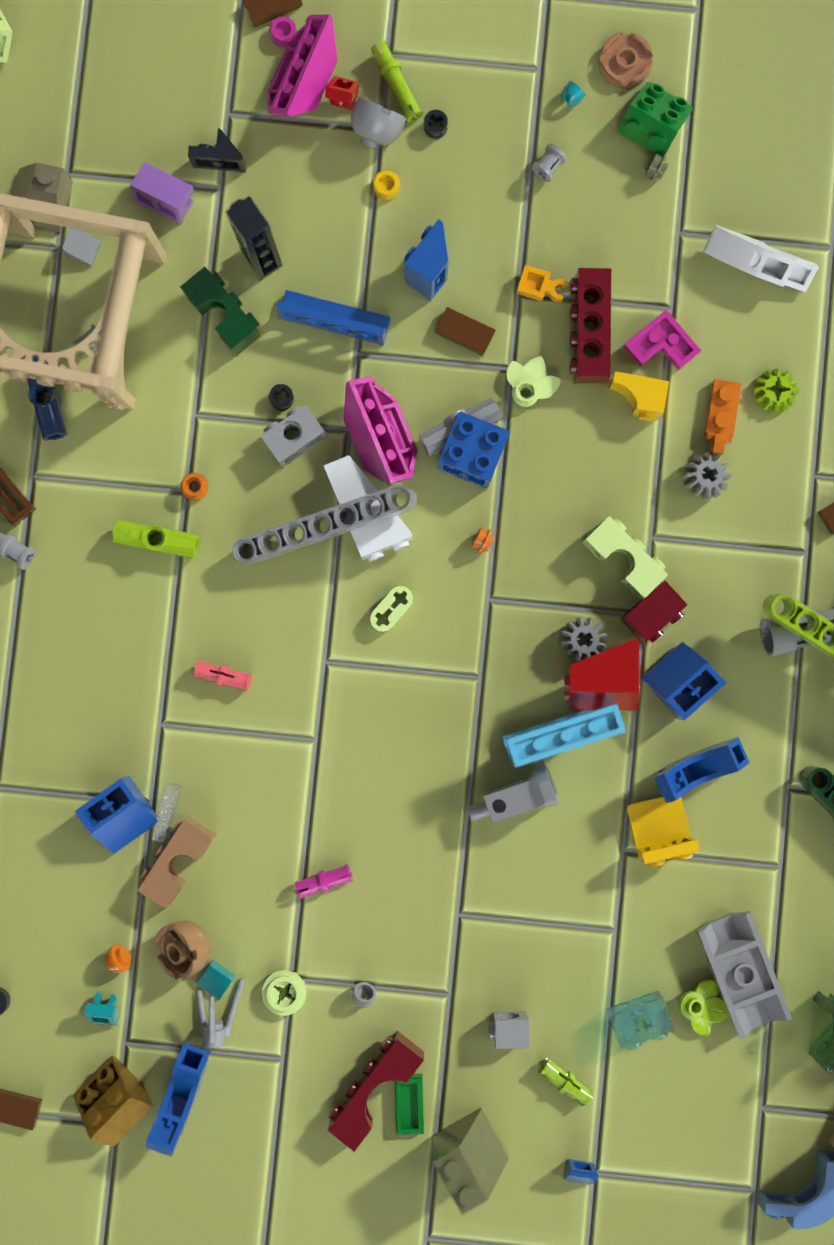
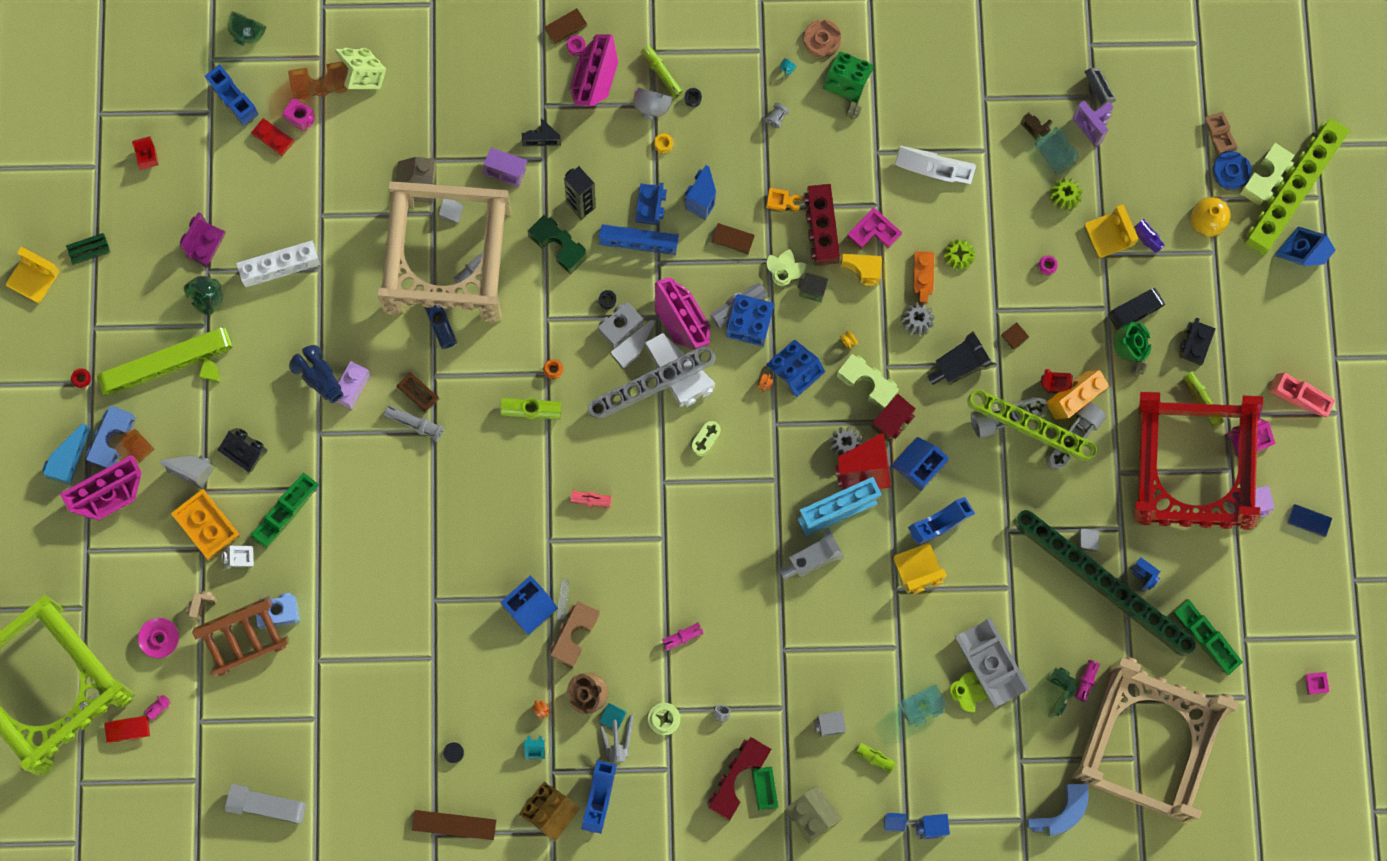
camera: 15 degrees left, 10 degrees down
(307, 468) = (632, 347): none -> white sticker
(342, 92) = (625, 83): red bracket -> none
(356, 269) = (649, 204): none -> blue bracket
(528, 523) = (796, 367): none -> blue bracket
(566, 413) = (812, 287): none -> clear smoke brick
(606, 494) = (848, 340): none -> yellow bush
(633, 1197) = (933, 826): none -> blue brick
(760, 544) = (961, 361): none -> black piece

